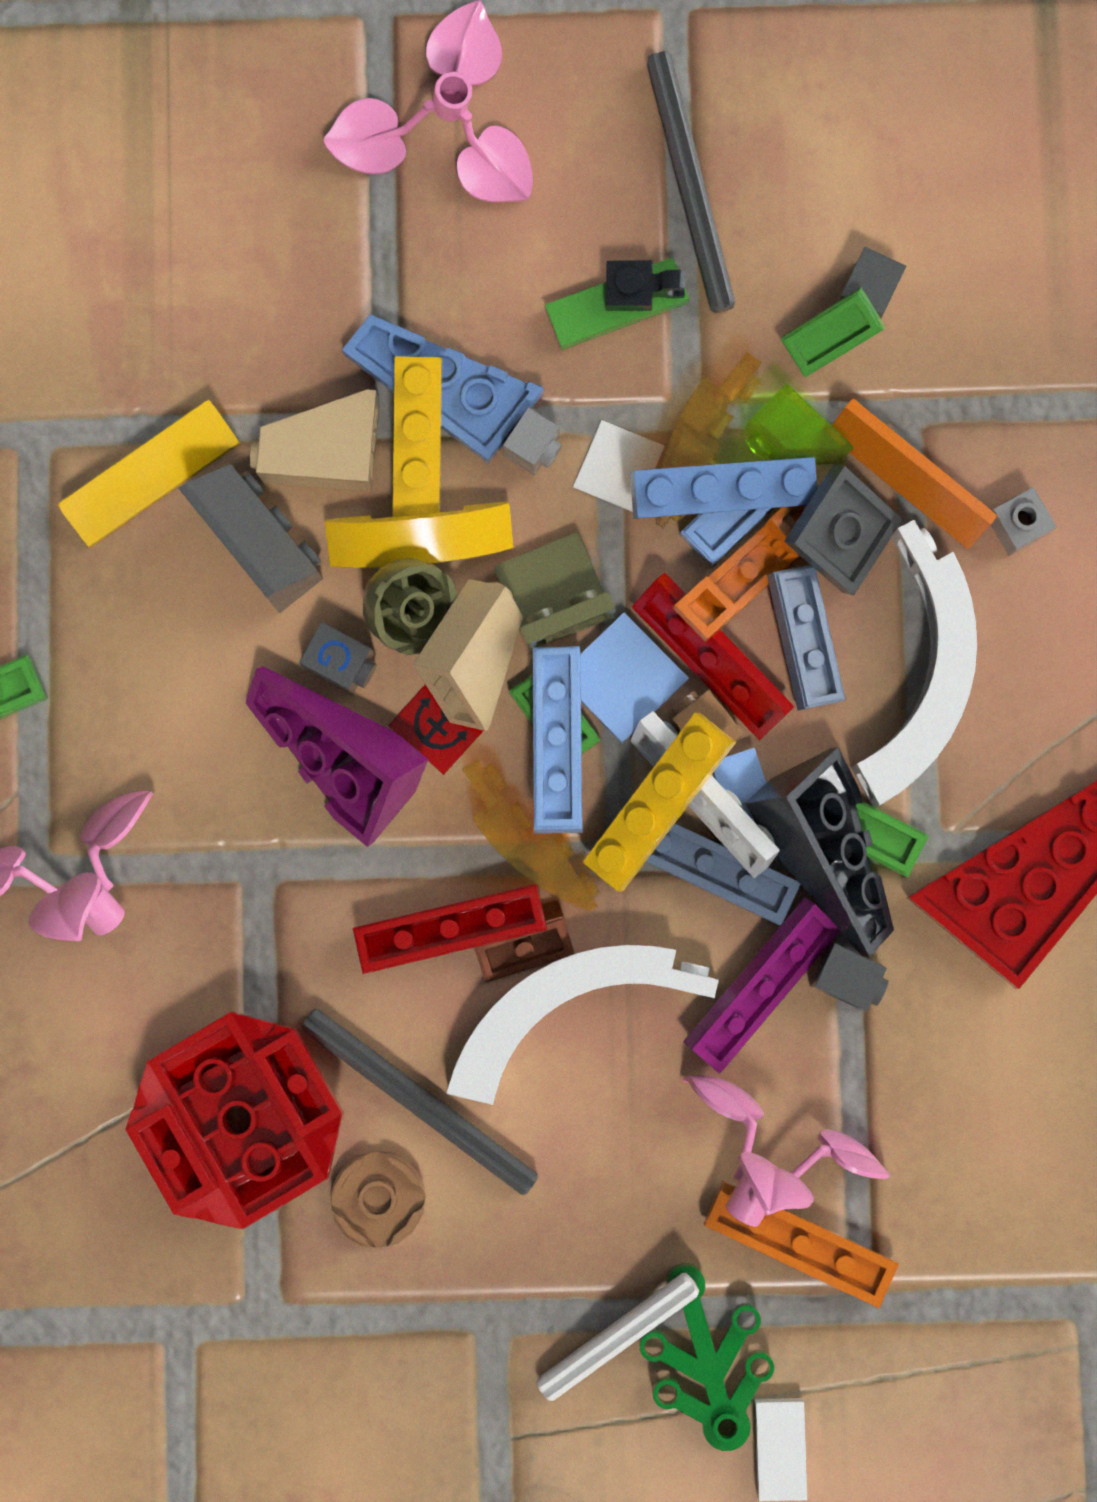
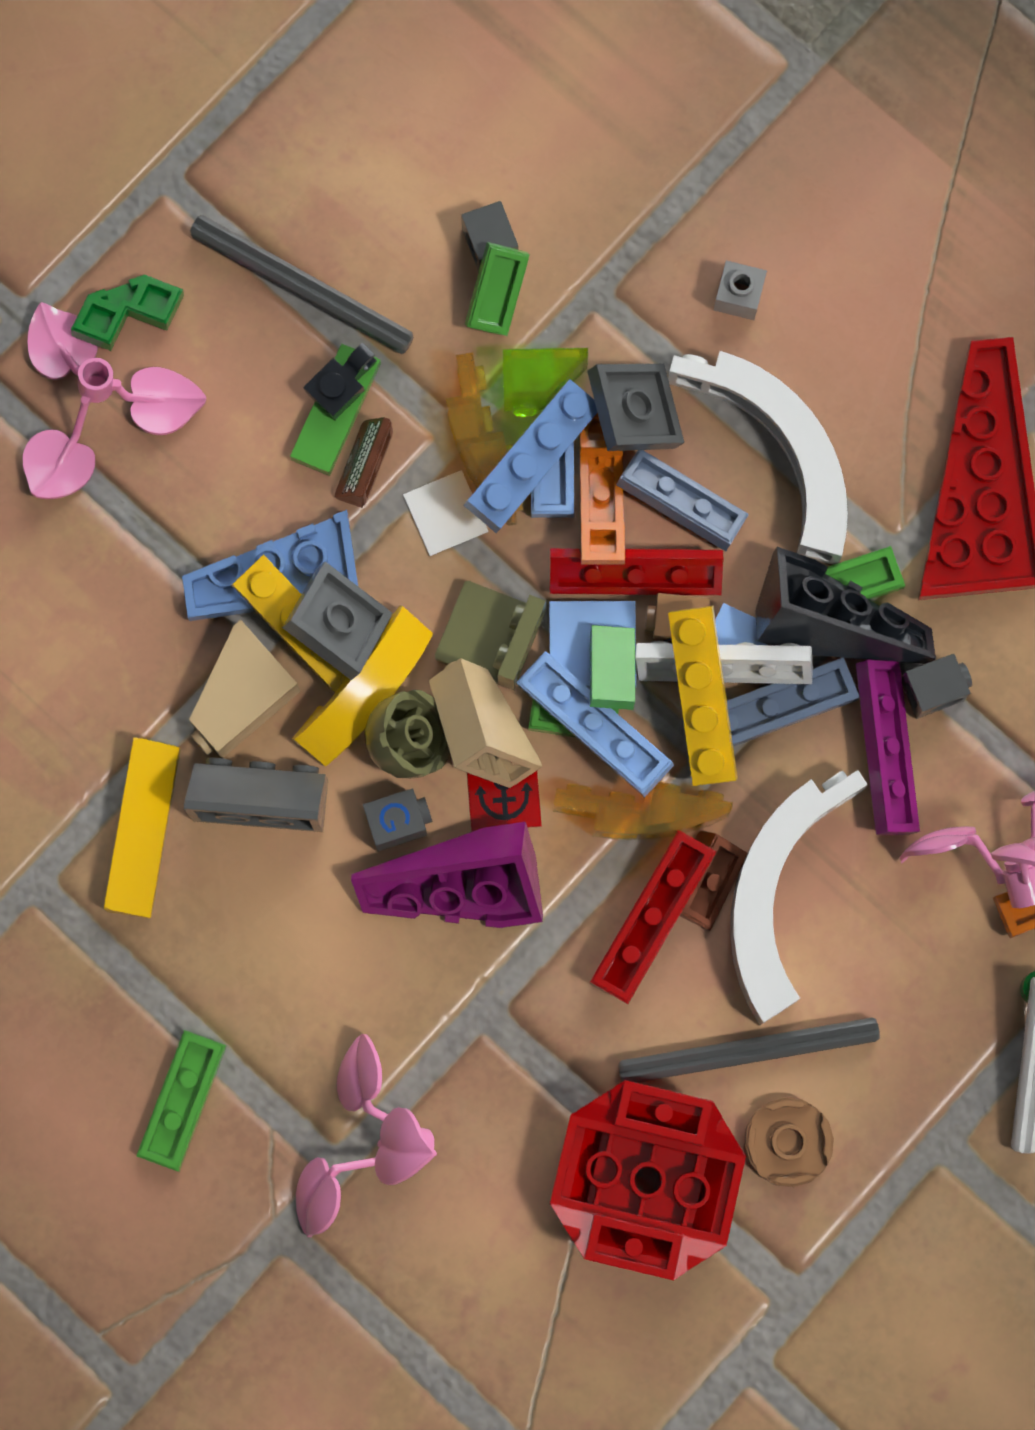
camera: 50 degrees left, 5 degrees down
(444, 464) = (337, 620): none -> dark grey plate
(522, 57) = (141, 299): none -> green tile
(533, 442) = (377, 551): light grey plate -> none
(597, 366) = (364, 461): none -> copper slope
(614, 710) = (612, 667): none -> tile
(913, 475) = (643, 328): orange tile -> none

